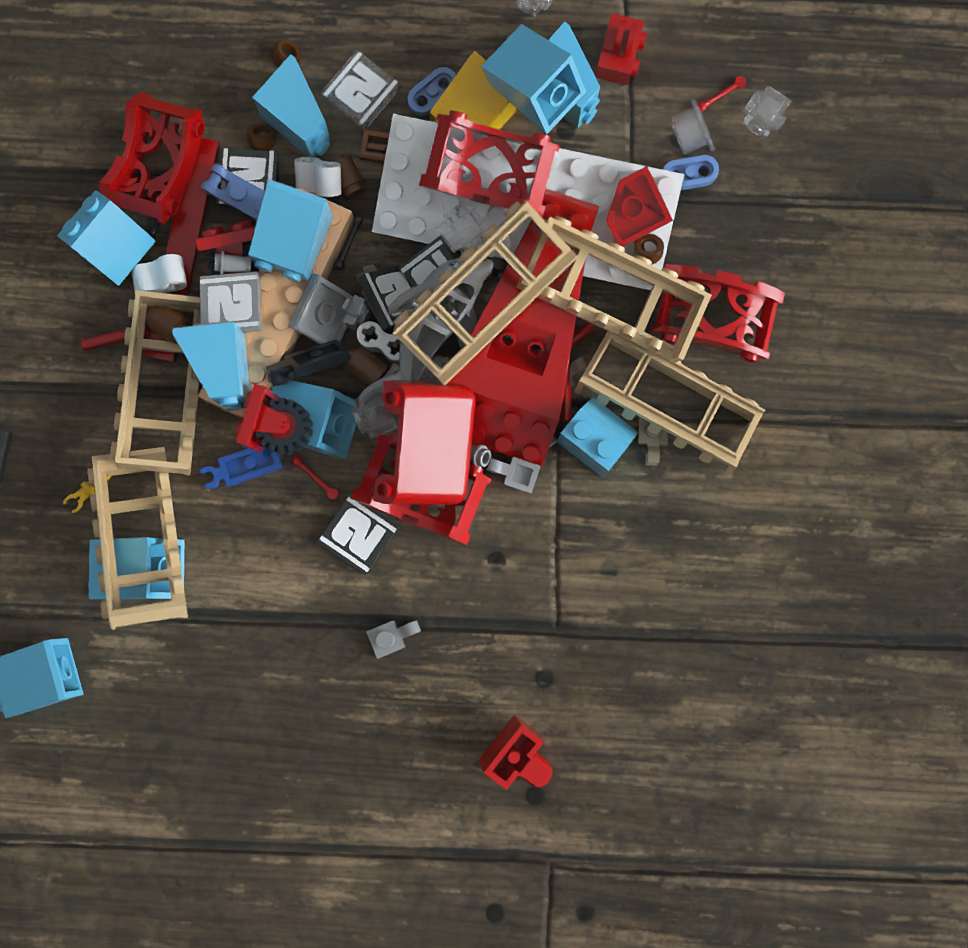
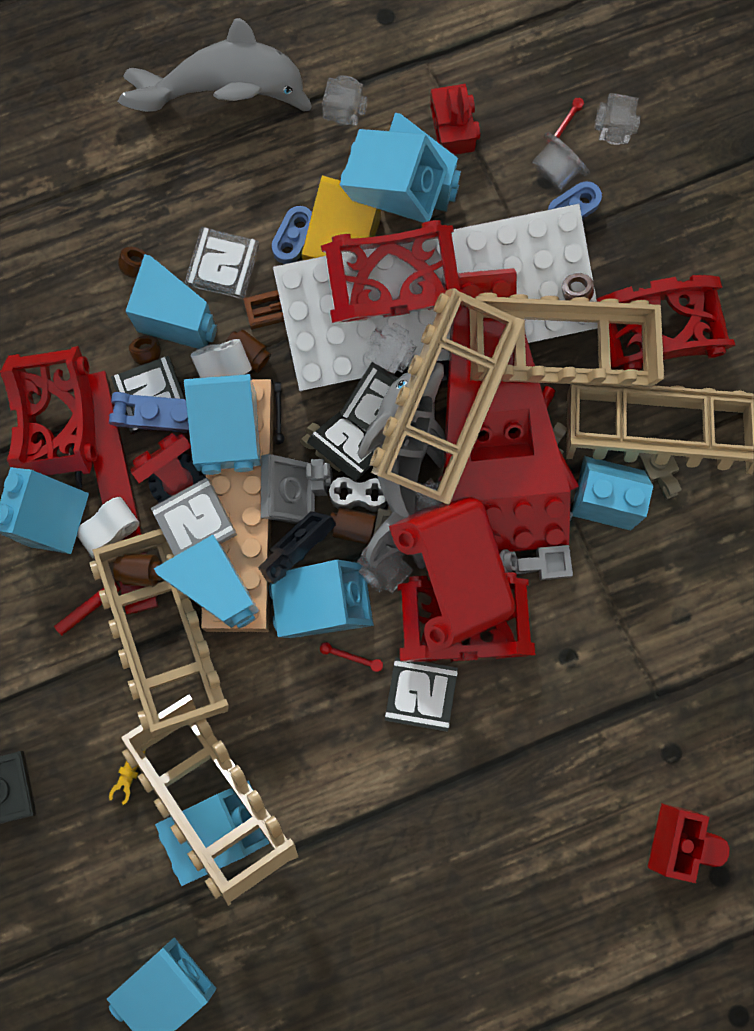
camera: 25 degrees left, 5 degrees down
(232, 263) = (177, 481): light grey pin -> none
(243, 467) = (277, 676): blue plate -> none
(273, 423) = (298, 619): plate -> none
(389, 638) = (500, 784): light grey plate -> none
(636, 208) = (550, 254): red plate -> none

